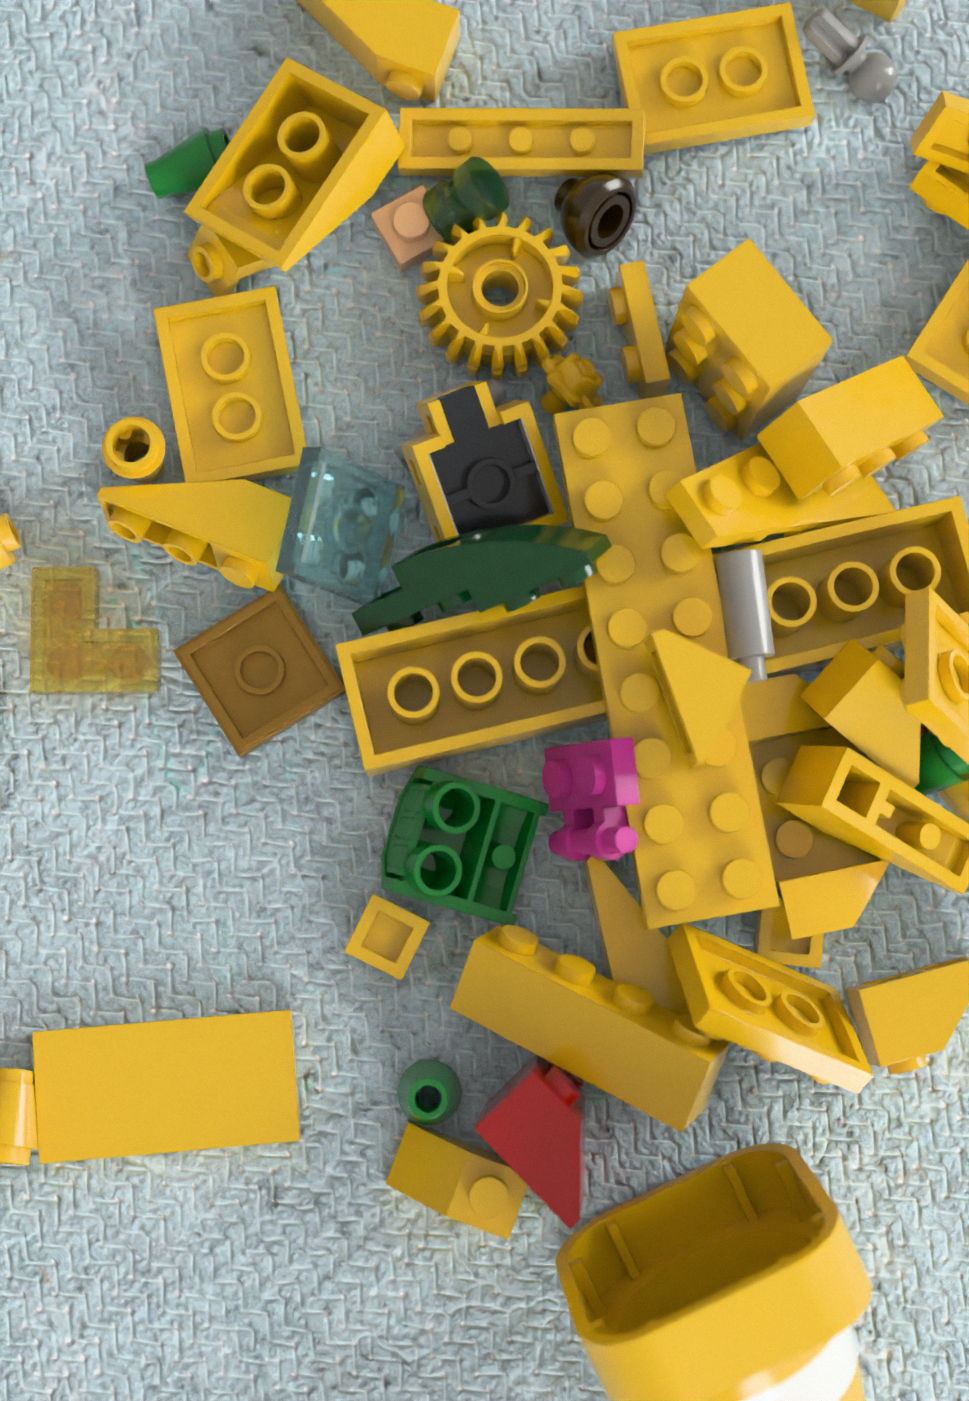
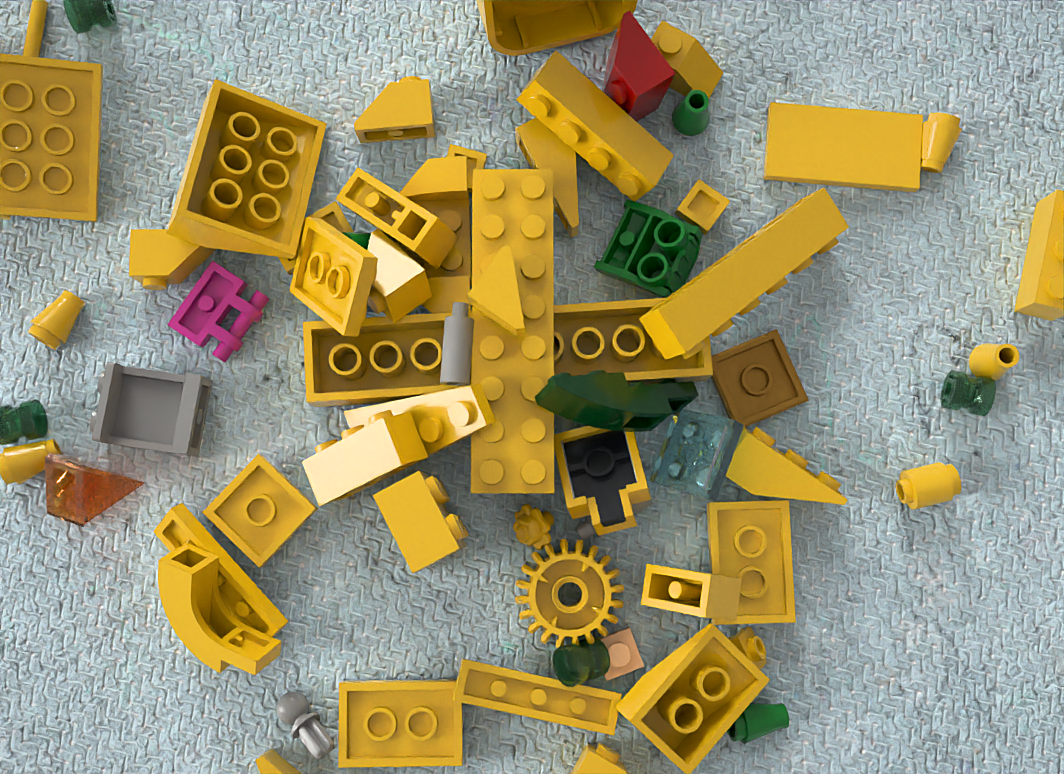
camera: 165 degrees left, 0 degrees up
(71, 651) = (870, 407): clear yellow plate -> none
(127, 441) = (828, 525): yellow cone -> none
(305, 813) = (744, 274): none -> yellow brick
(318, 316) = (691, 592): none -> yellow brick
(592, 788) = (567, 258): dark pink plate -> none
(595, 212) = (497, 640): dark brown brick -> none
(633, 306) = (484, 571): yellow plate -> none
(767, 1008) = (490, 116): yellow plate -> none

